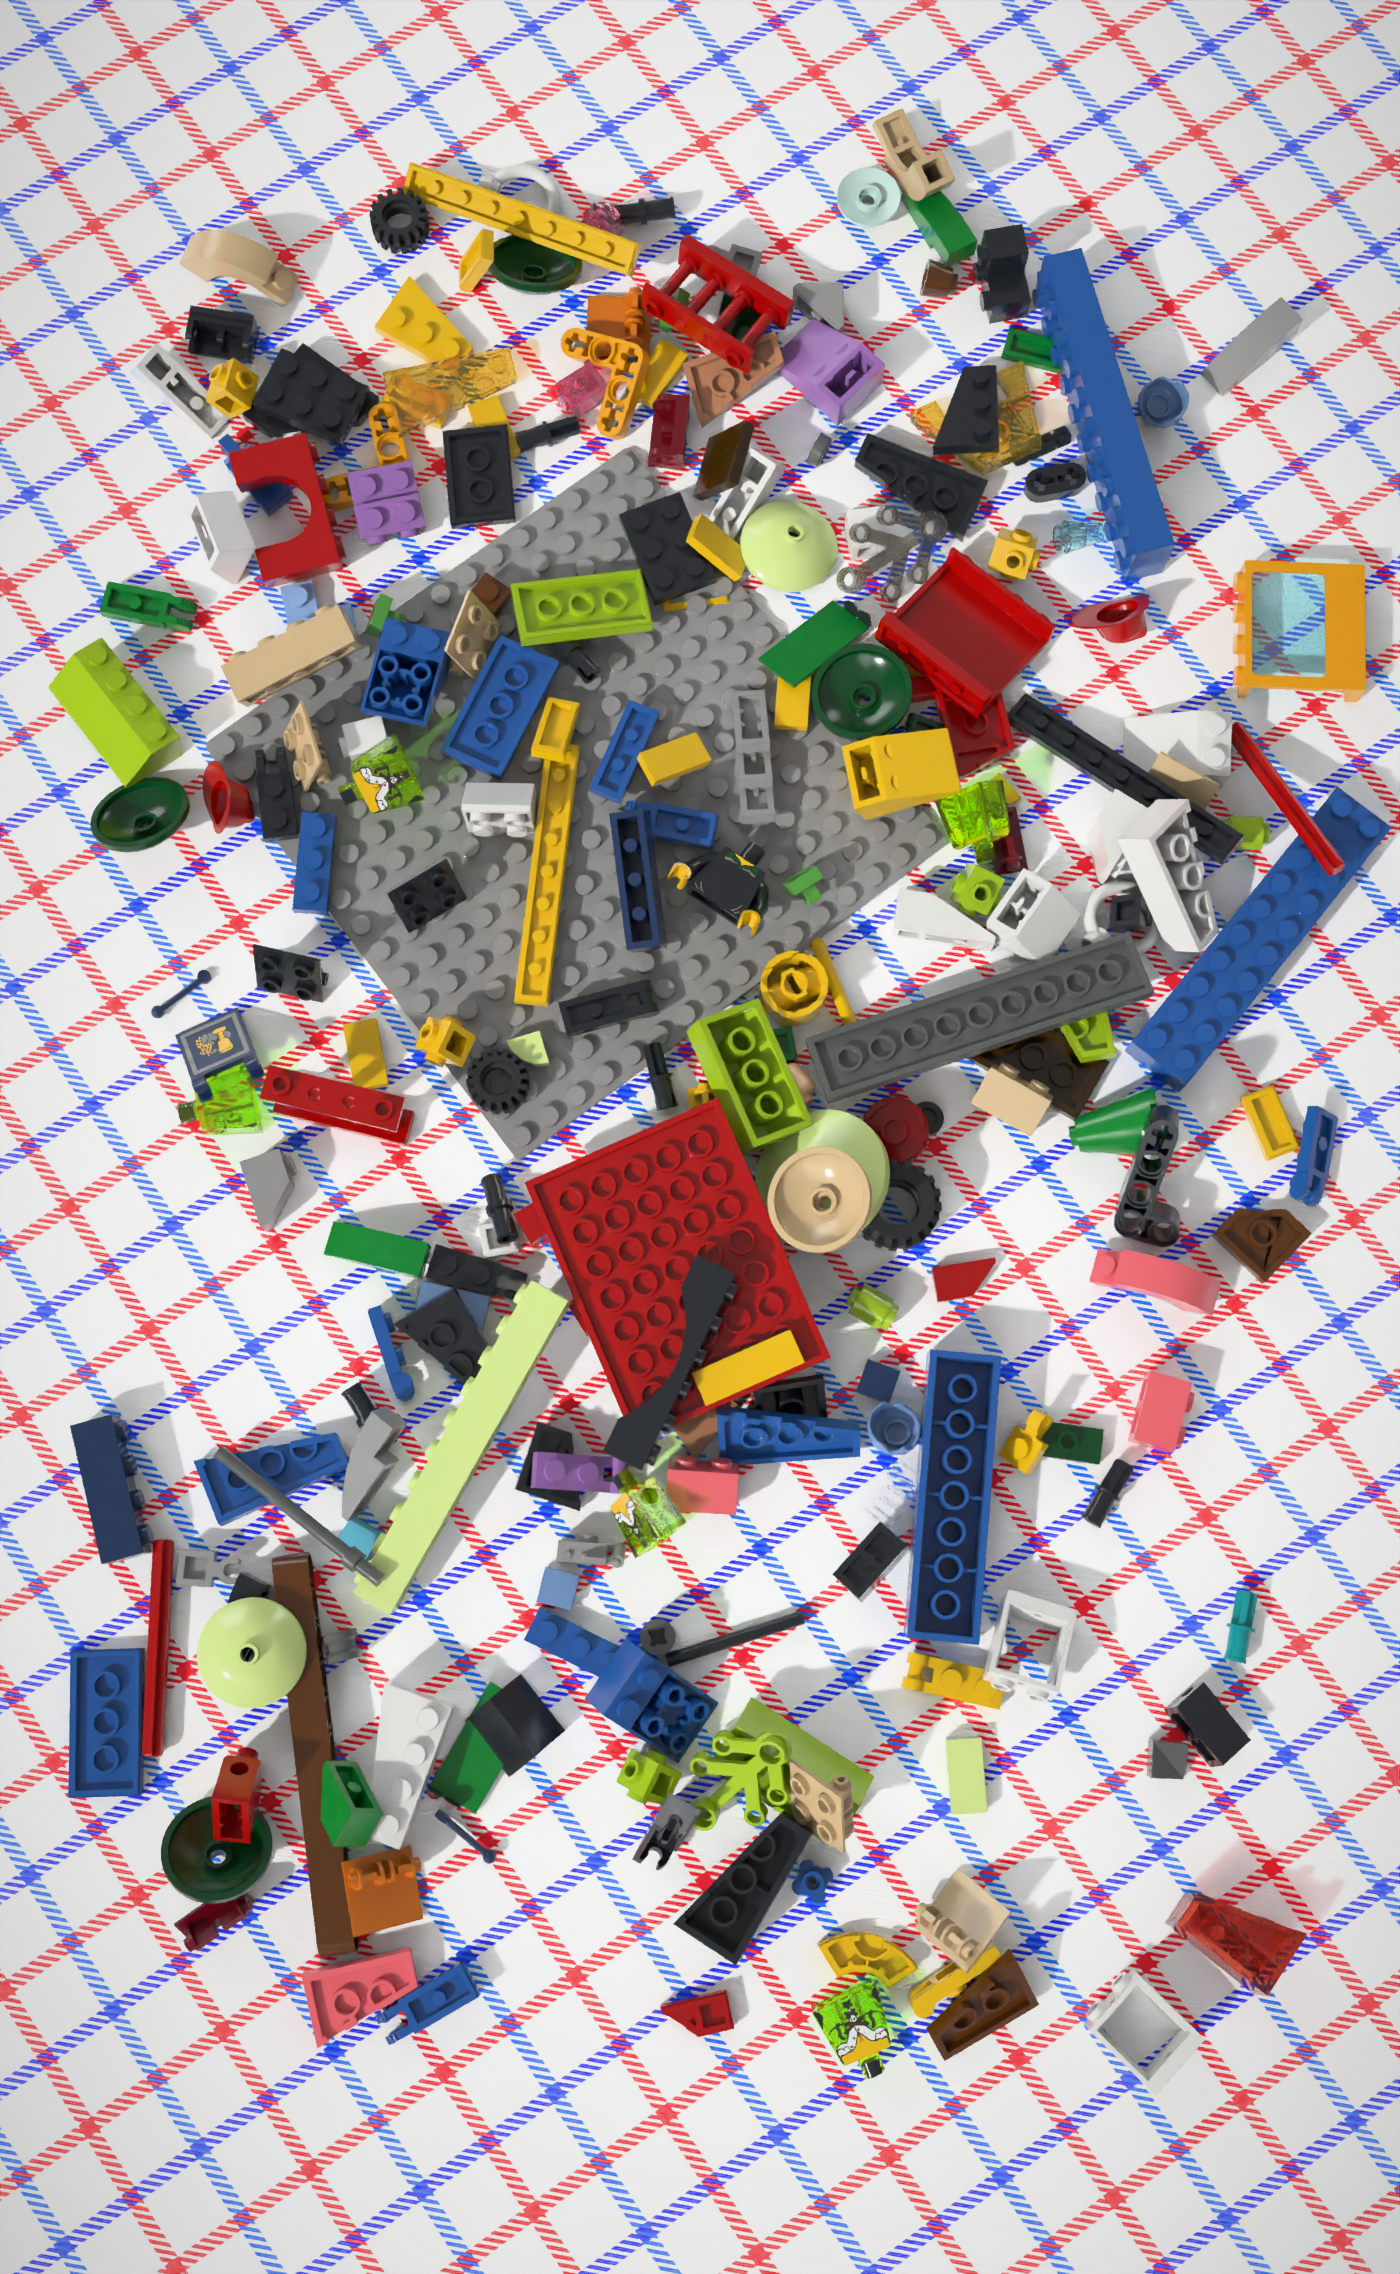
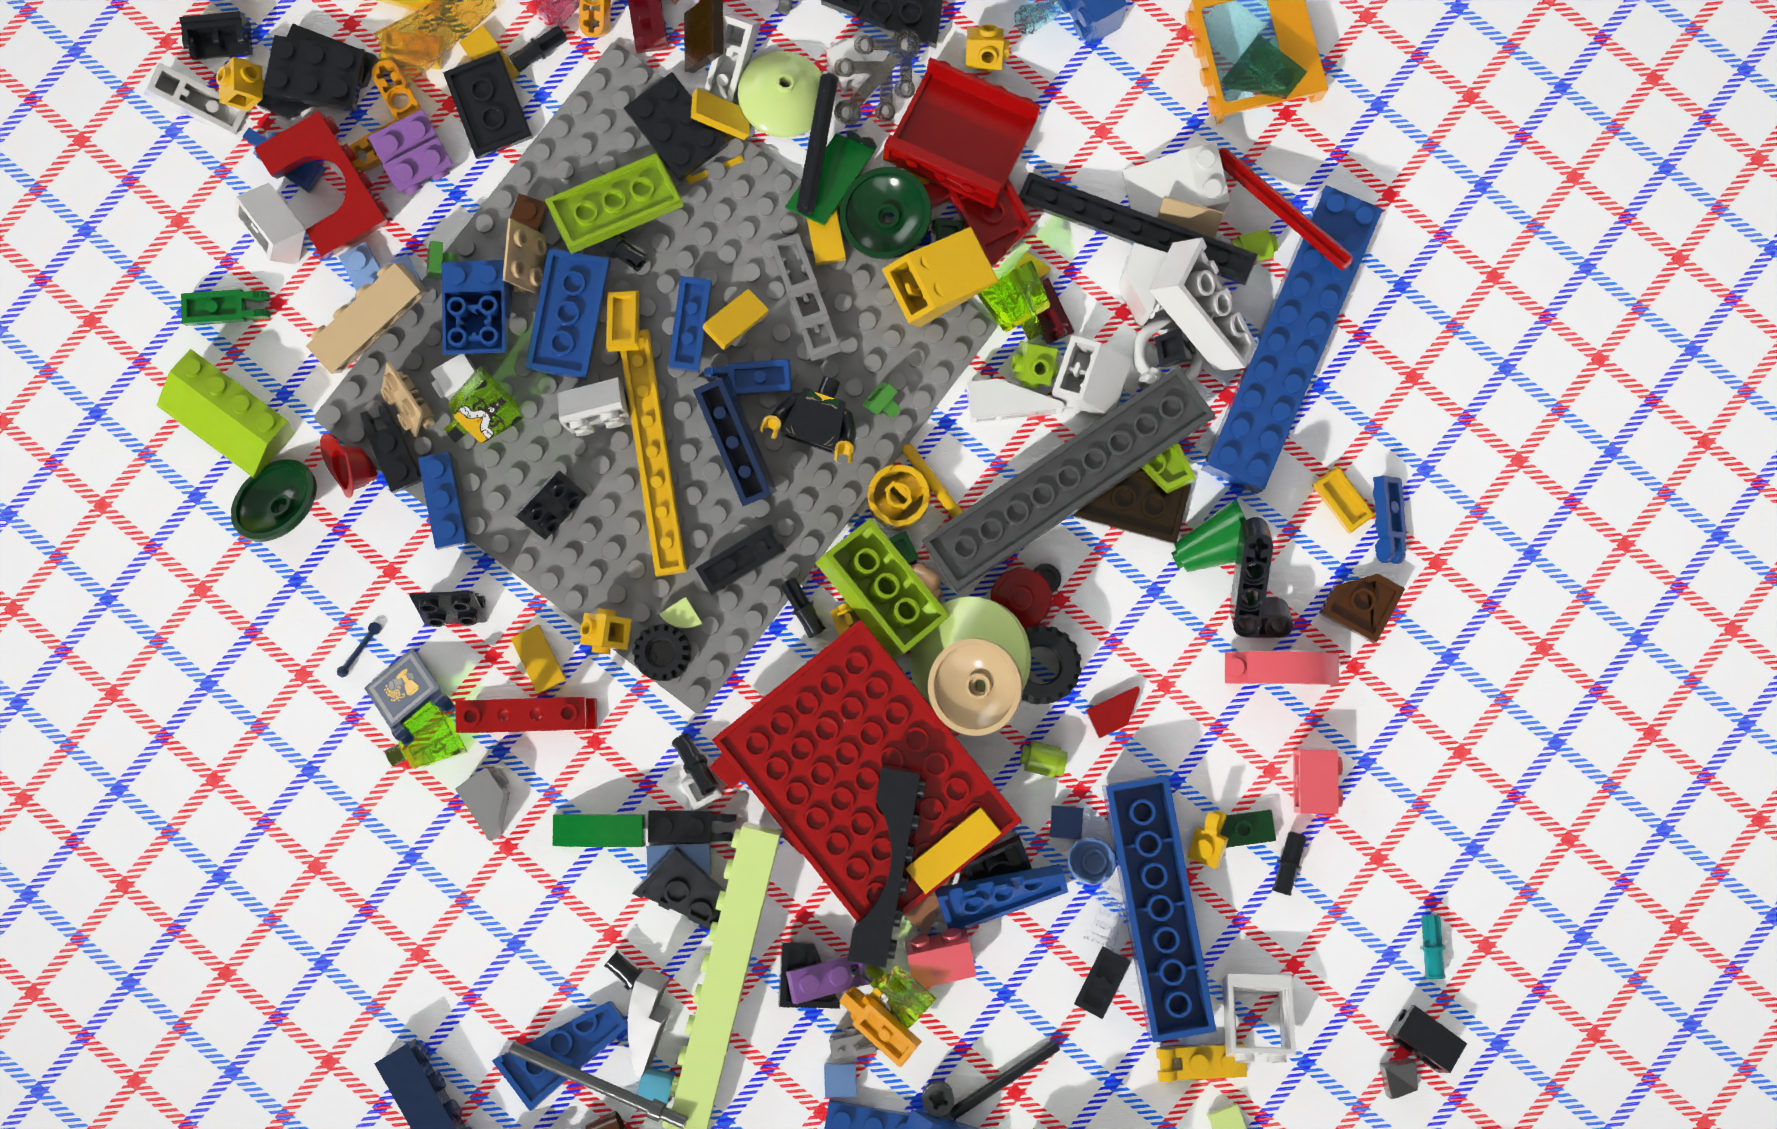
camera: 15 degrees left, 5 degrees up
(391, 1355) = (637, 919): blue hinge -> none
(618, 1538) = (880, 1026): none -> light orange hinge
(810, 603) = (817, 144): none -> black axle
(1013, 1098) = (1116, 541): tan brick -> none
(1115, 620) = (1091, 83): red piece -> none
(1302, 652) = (1264, 71): none -> clear green wing

